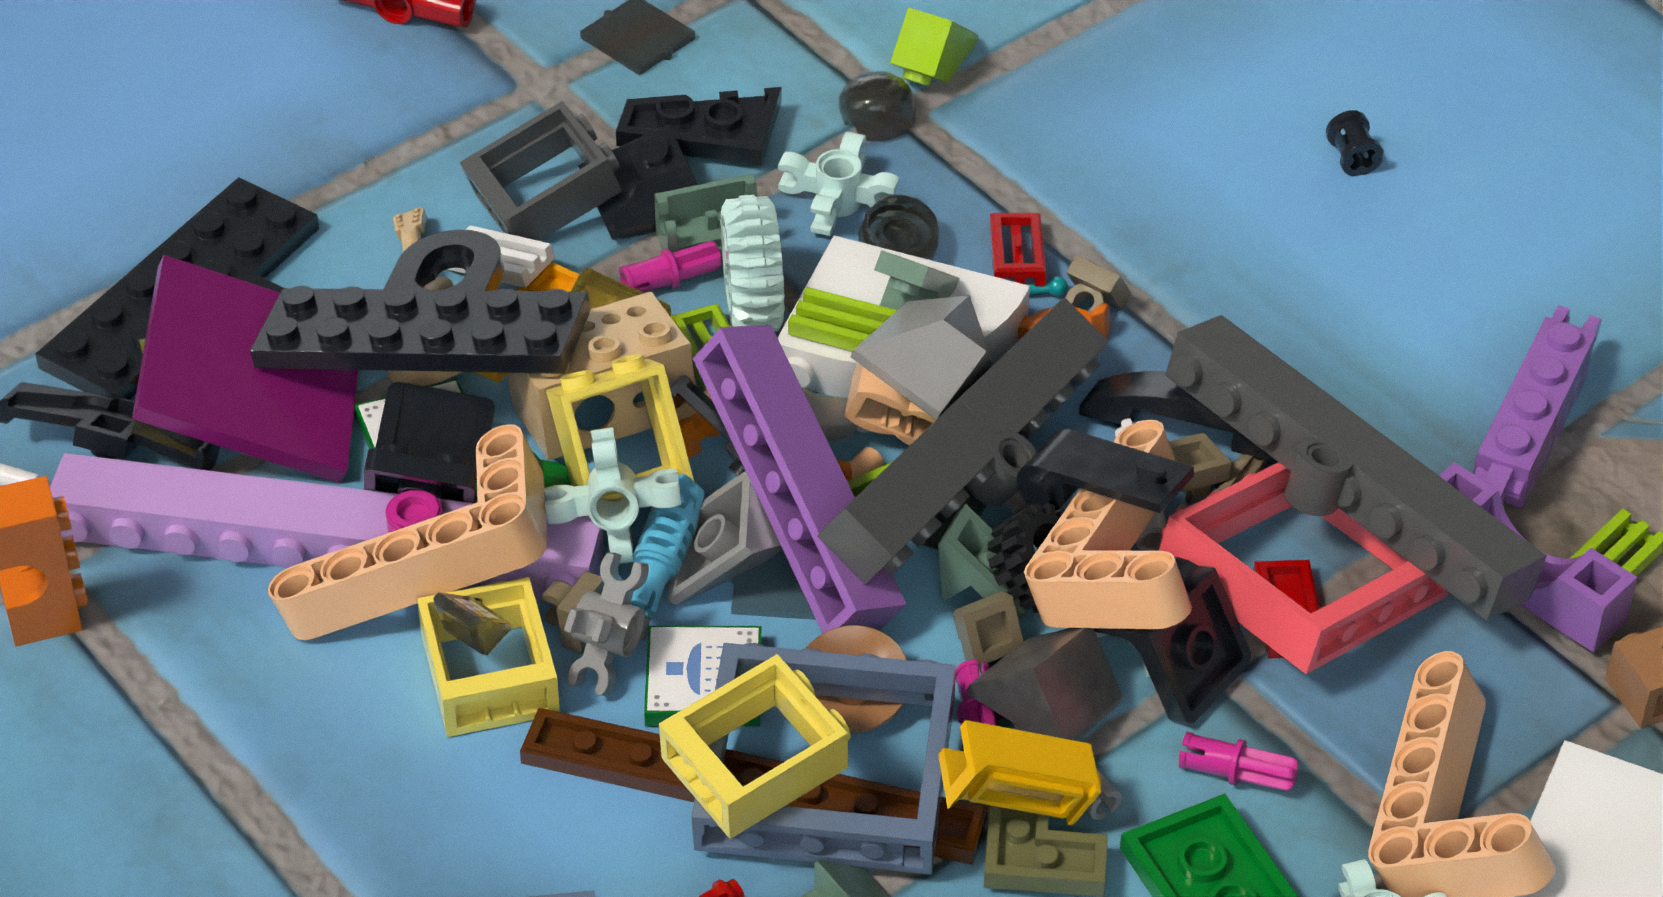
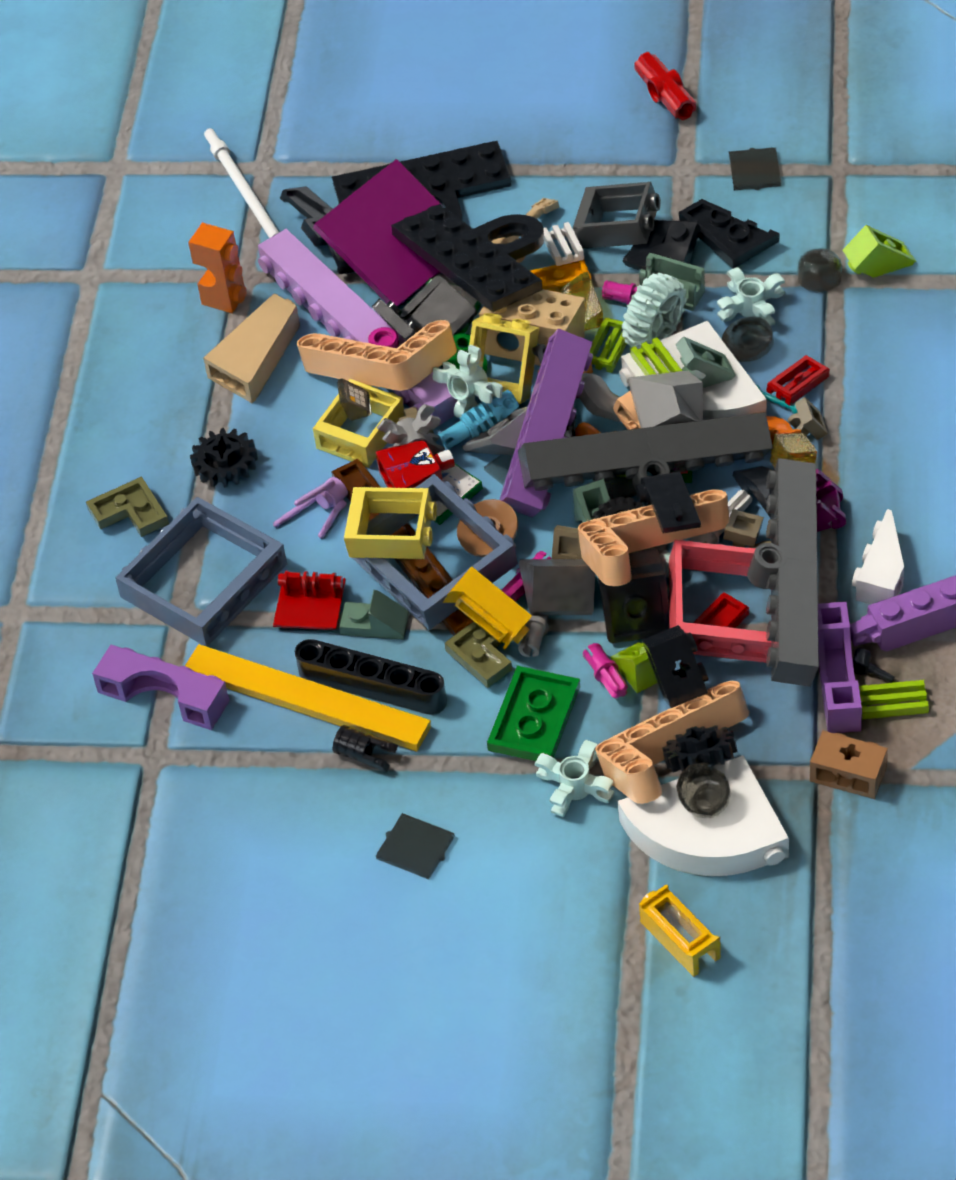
camera: 50 degrees right, 5 degrees up
(195, 658) = (253, 348): none -> tan slope
(330, 834) = (224, 457): none -> black gear
(558, 788) = (327, 495): none -> lavender plant
(659, 665) = (411, 464): none -> red torso
(1140, 336) = (792, 447): none -> clear yellow brick
(1269, 715) = (635, 667): none -> lime slope
(1358, 681) = (663, 652): none -> black brick
(1406, 399) = (883, 565): none -> white slope
(1513, 770) = (699, 746): none -> black gear
(1544, 537) = (862, 665): none -> black hand
(1605, 813) = (703, 790): none -> clear smoke hair

